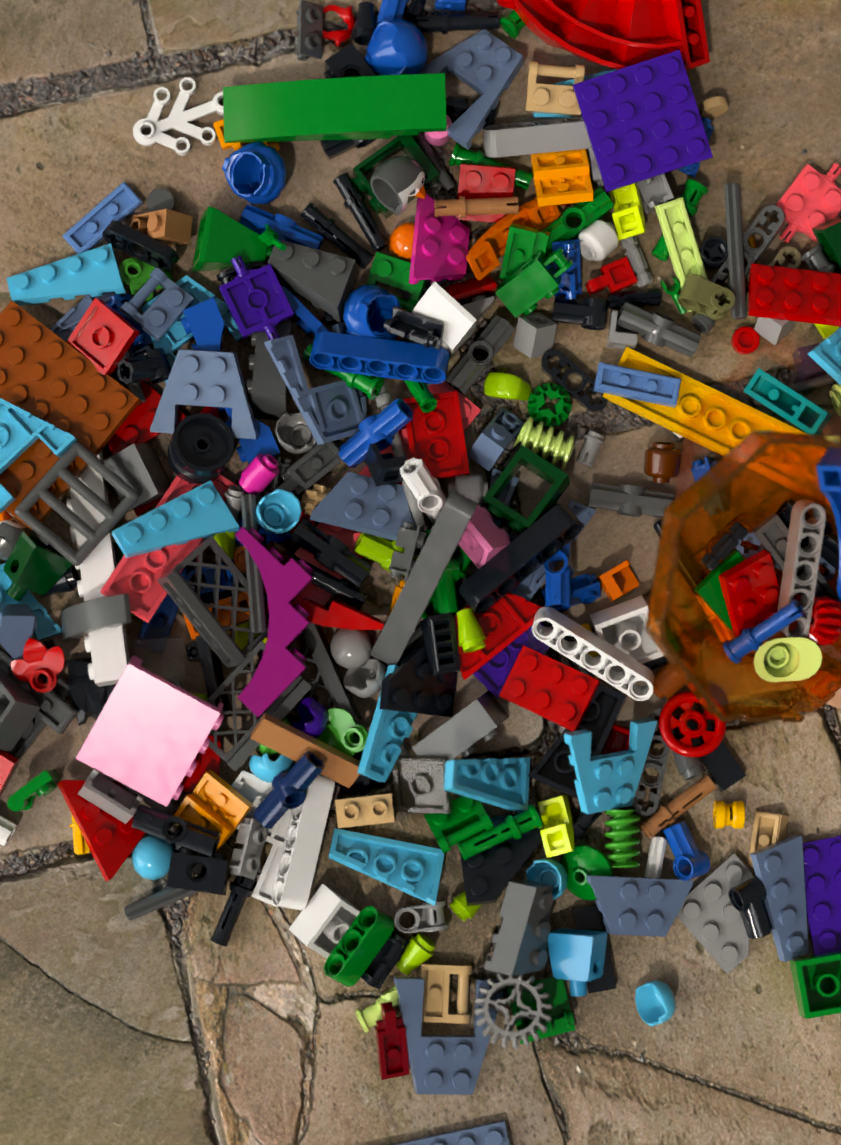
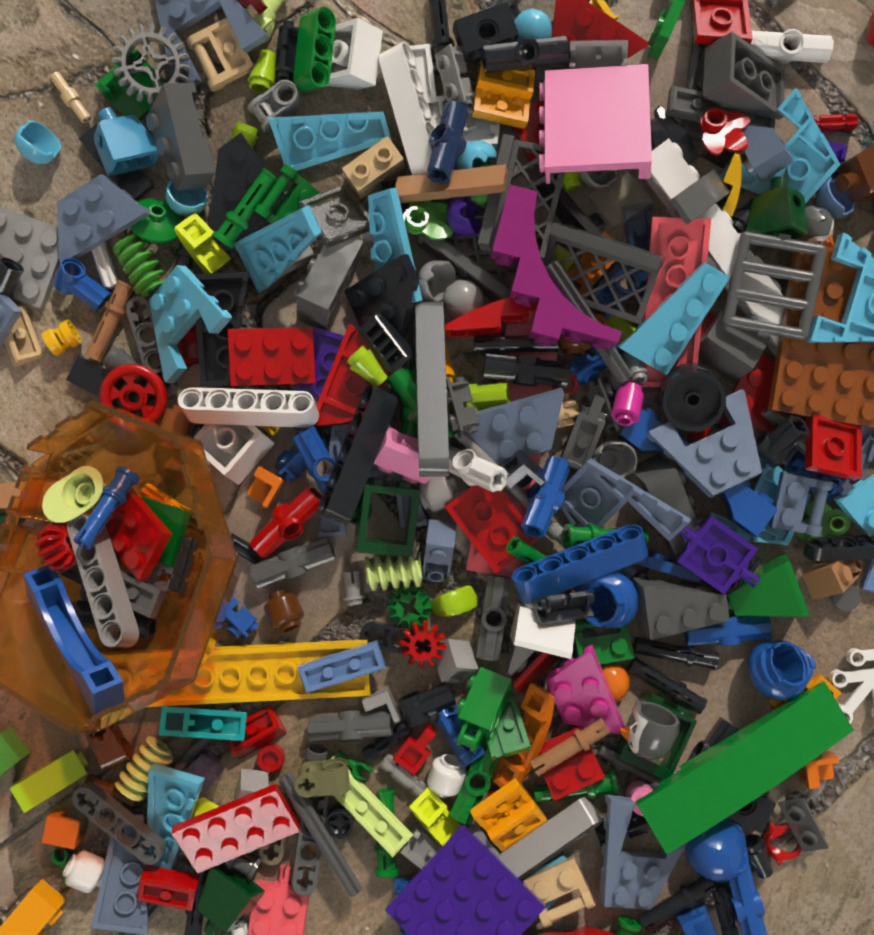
camera: 155 degrees right, 5 degrees up
(53, 619) = (733, 177): none -> yellow slope
(270, 69) = (818, 769): none -> orange panel
(270, 237) = (736, 618): green hand -> none
(278, 511) = (592, 378): medium azure hair -> none
(565, 369) = (423, 654): none -> red gear
(603, 1031) = (70, 97): none -> tan bar
(616, 538) = (286, 522): none -> red piece
(738, 370) = (259, 731): none -> red slope

